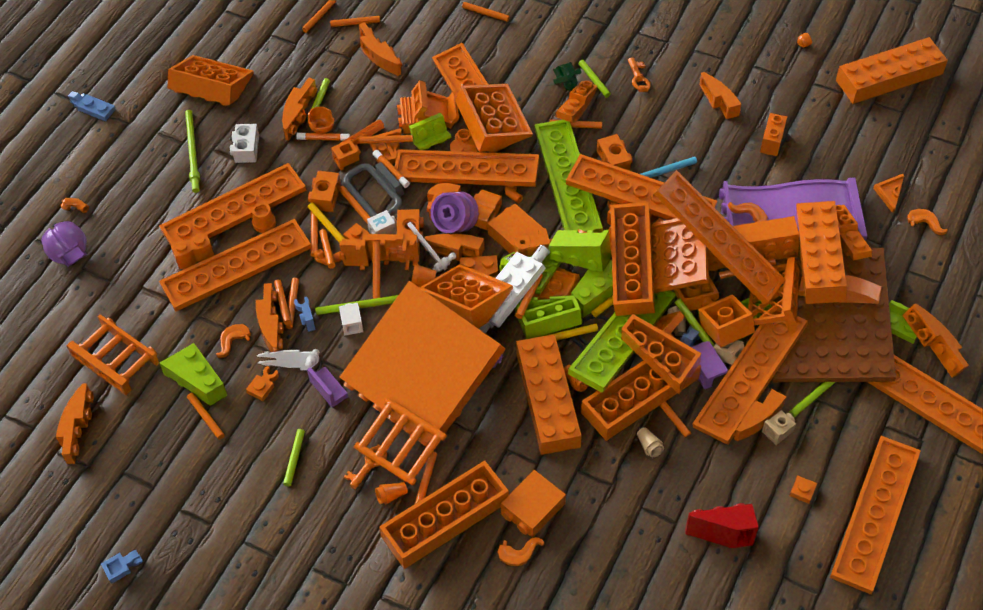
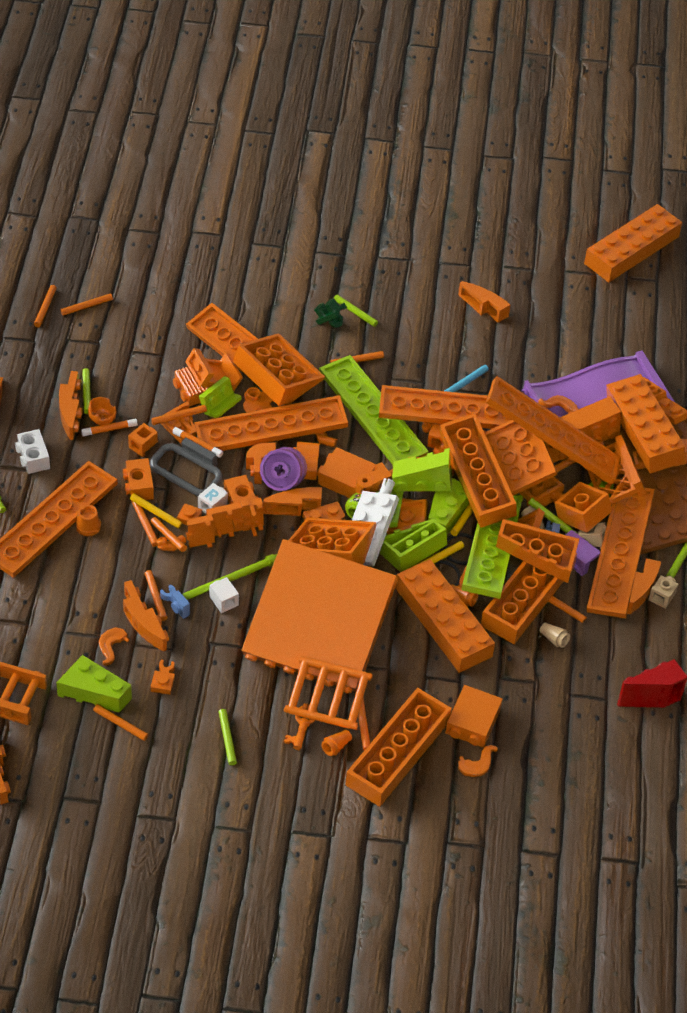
camera: 25 degrees left, 5 degrees down
(117, 566) = (105, 881): medium blue plate -> none
(192, 250) = (32, 569): orange brick -> none
(235, 265) = (80, 573): orange plate -> none
(282, 302) = (148, 597): orange bar -> none
(291, 359) = (182, 647): white piece -> none
(327, 386) = (228, 663): medium lavender panel -> none
(354, 203) = (174, 486): orange bar -> none
(367, 131) = (153, 412): orange axle -> none
(376, 269) = (230, 541): orange bar -> none
(379, 52) = (129, 331): orange slope -> none
(422, 275) = (273, 537): orange piece -> none
(441, 263) = (286, 521): white piece -> none
(484, 11) = (219, 267): orange bar -> none
(527, 298) = (392, 534): orange bar -> none
(577, 102) = (351, 335): orange slope -> none
(614, 152) = (406, 375): orange brick -> none
(638, 77) = (398, 300): orange piece -> none
(773, 134) = (550, 327): orange brick -> none
(804, 40) = (541, 230): orange hinge -> none
(890, 190) = (675, 356): orange tile -> none

